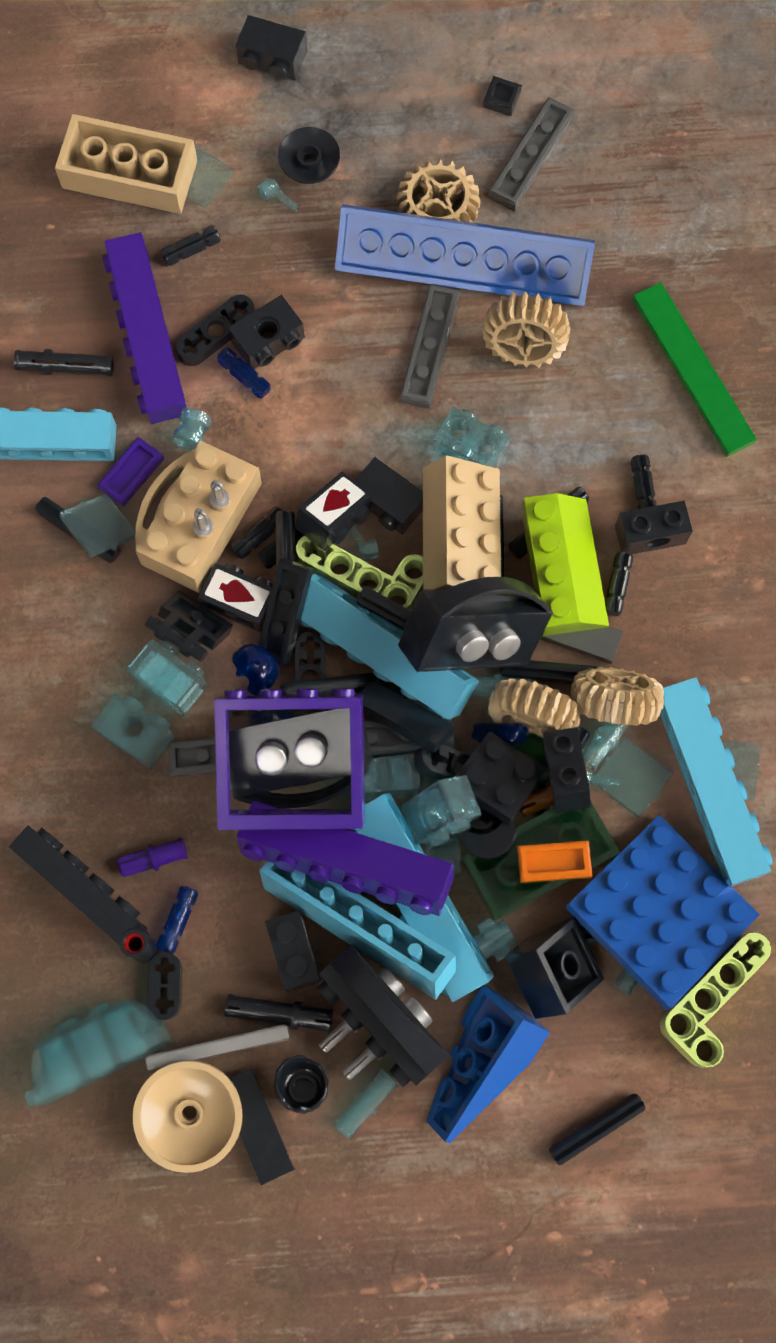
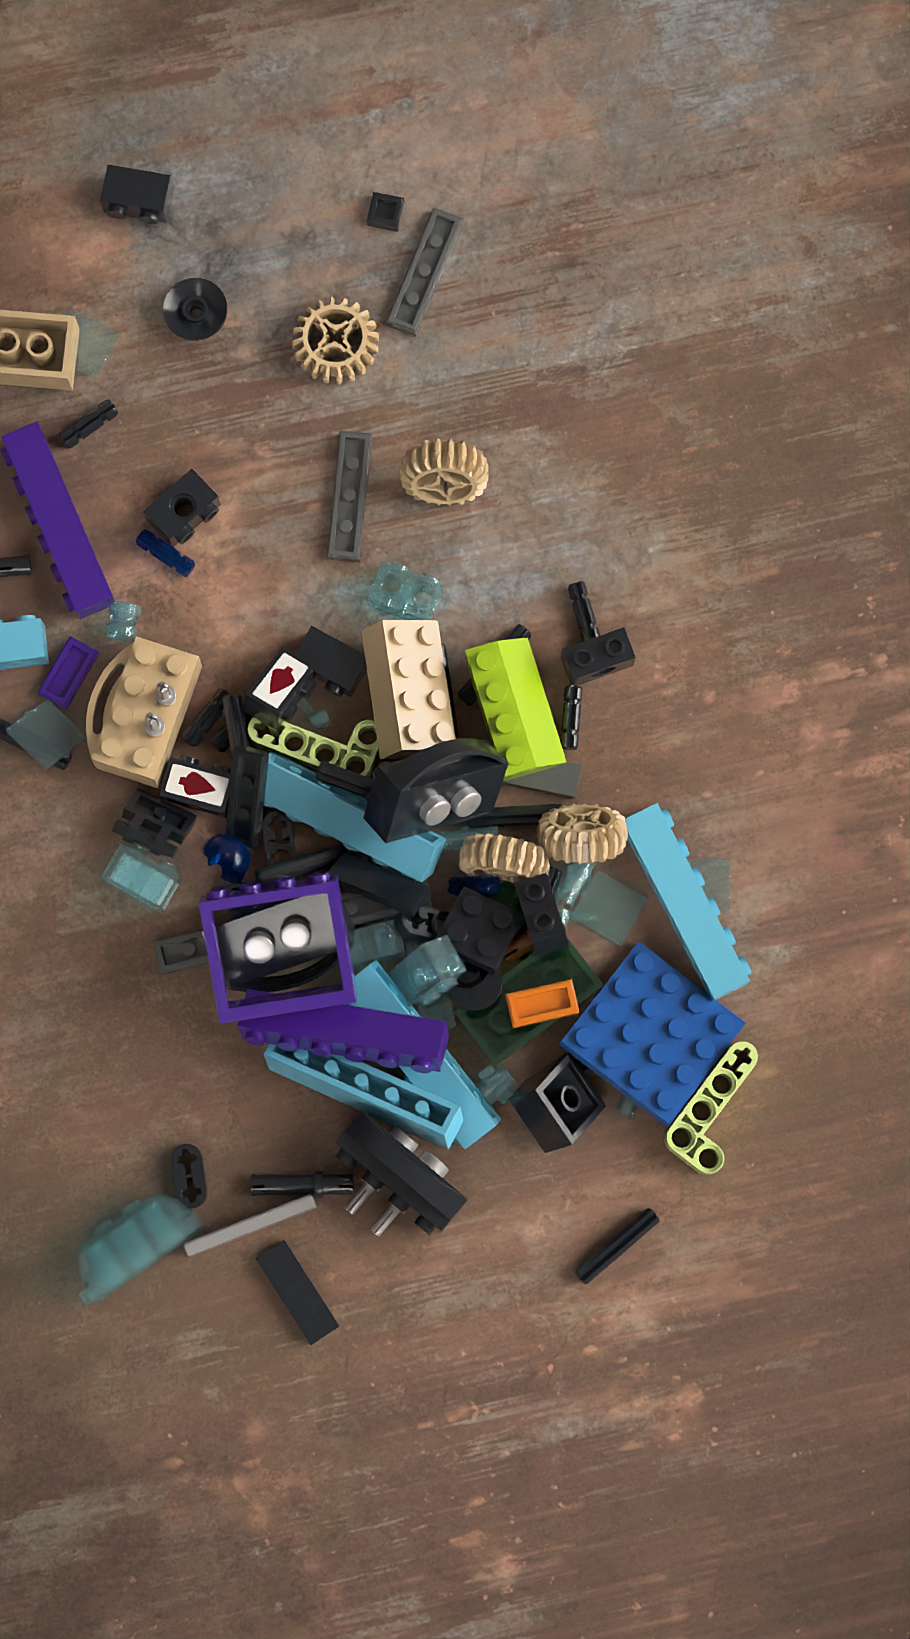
camera: 10 degrees left, 5 degrees up
(87, 893) = (103, 1100): black hinge -> none
(144, 747) = (132, 949): clear light blue brick -> none
(152, 857) = (156, 1056): dark purple axle -> none
(177, 919) = (190, 1111): clear blue axle -> none
(181, 1141) = (227, 1316): tan dish -> none
(192, 336) = (106, 522): black beam -> none
(270, 188) = (160, 350): clear light blue hand -> none
(292, 951) = (306, 1125): black brick -> none
(300, 1084) = (333, 1247): black hair -> none
(365, 1104) = (397, 1256): clear light blue pin -> none
(463, 254) = (370, 398): plate -> none
(491, 1053) = (508, 1191): blue wedge -> none
(694, 369) = (619, 482): green tile -> none

